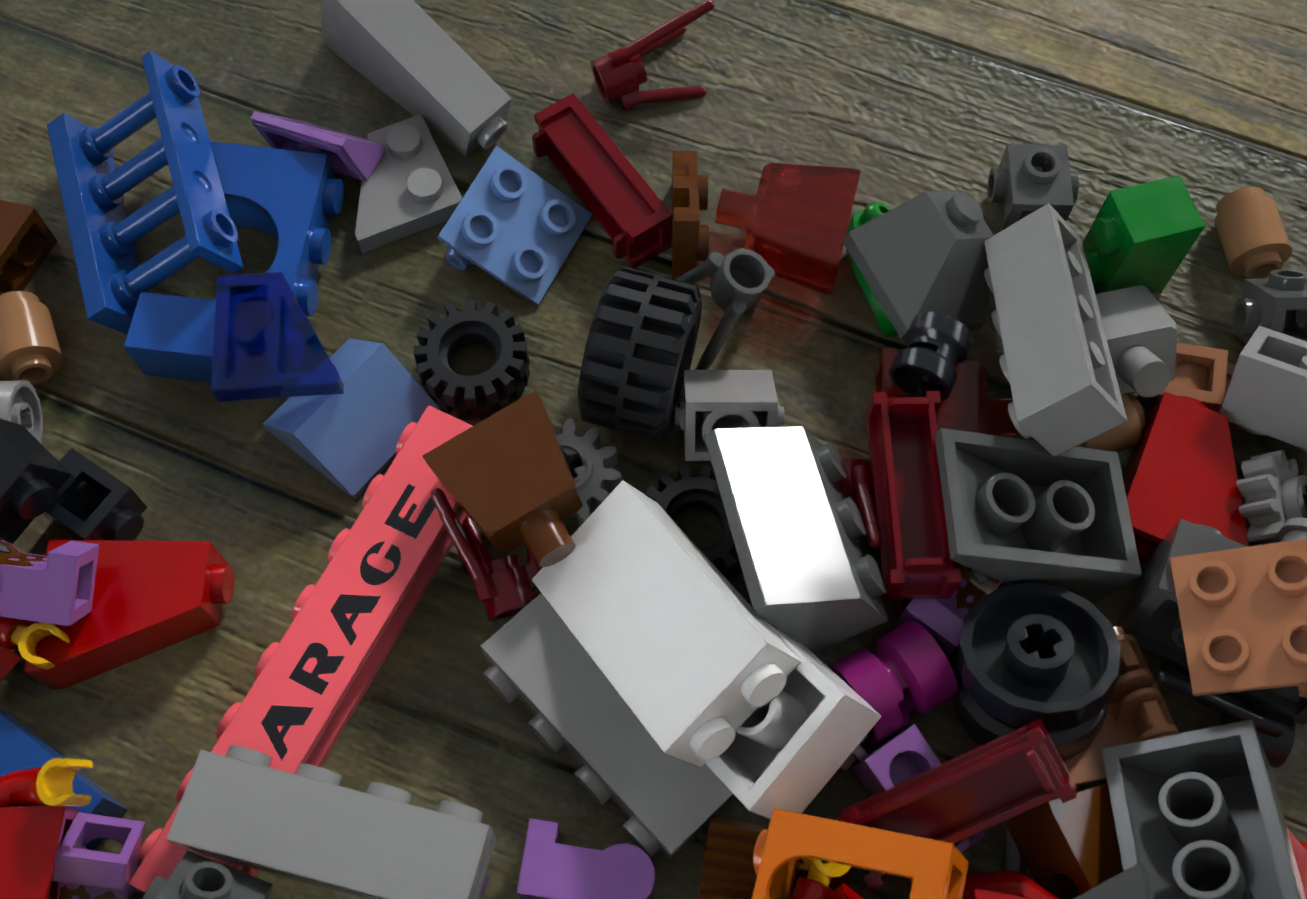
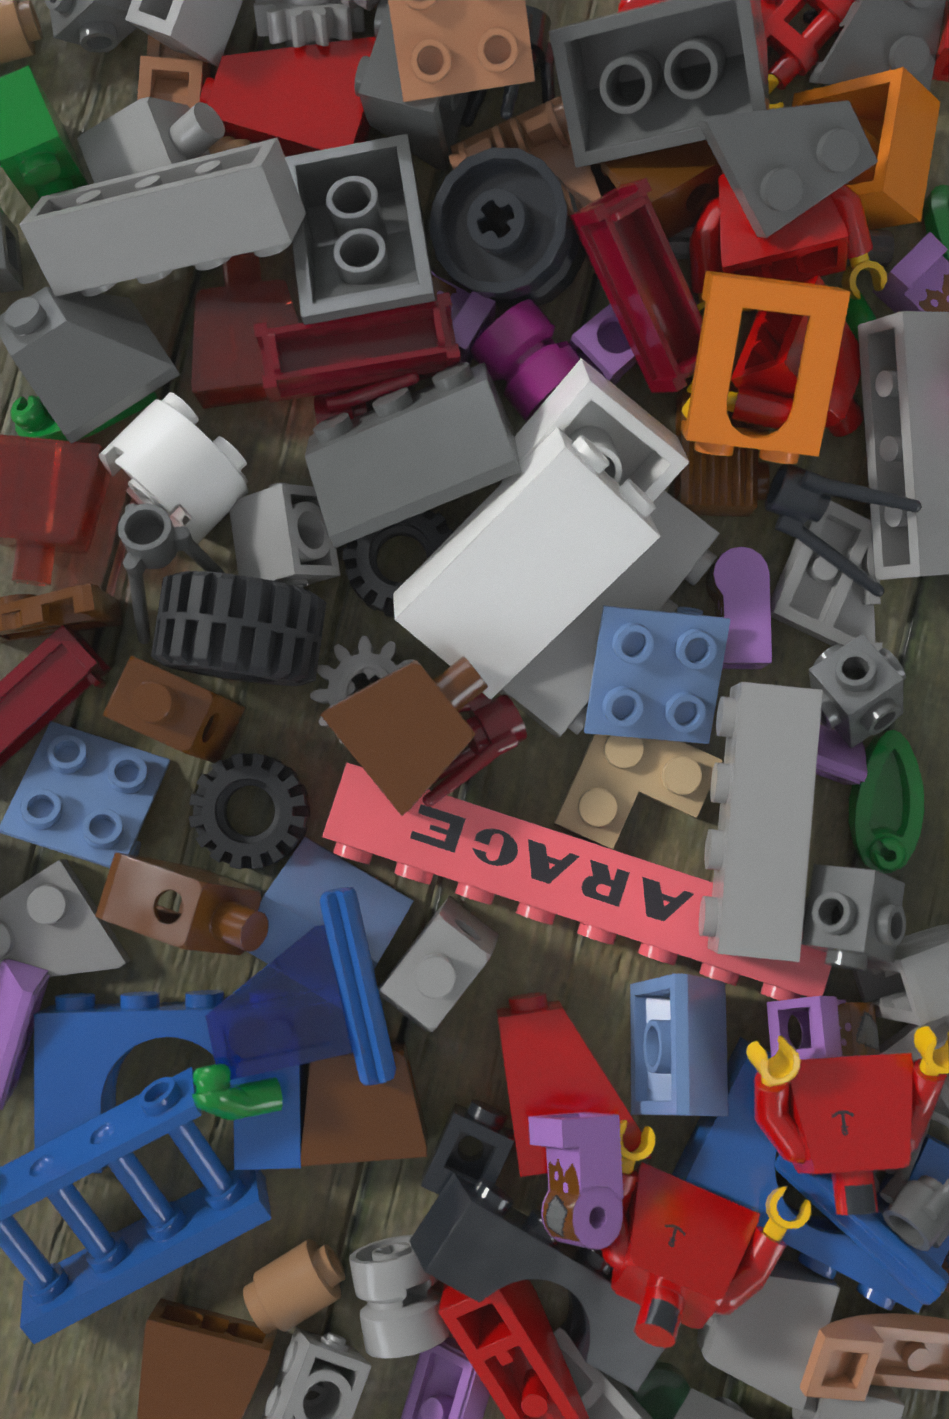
camera: 105 degrees left, 20 degrees up
(120, 725) = (678, 1046): none -> medium blue slope
(170, 422) = (361, 1121): none -> reddish brown torso
(198, 285) = (234, 1101): none -> green arm
(272, 491) = (439, 965): none -> light grey torso
(273, 408) = (357, 985): none -> blue axle
(390, 273) = (213, 912): none -> reddish brown torso
(444, 720) = (622, 767): none -> tan plate
(528, 757) = (656, 674): none -> medium blue hinge
(569, 294) = (173, 710): none -> reddish brown torso
(805, 324) = (178, 466): none -> white brick
(933, 351) = (208, 337): black wheel -> none

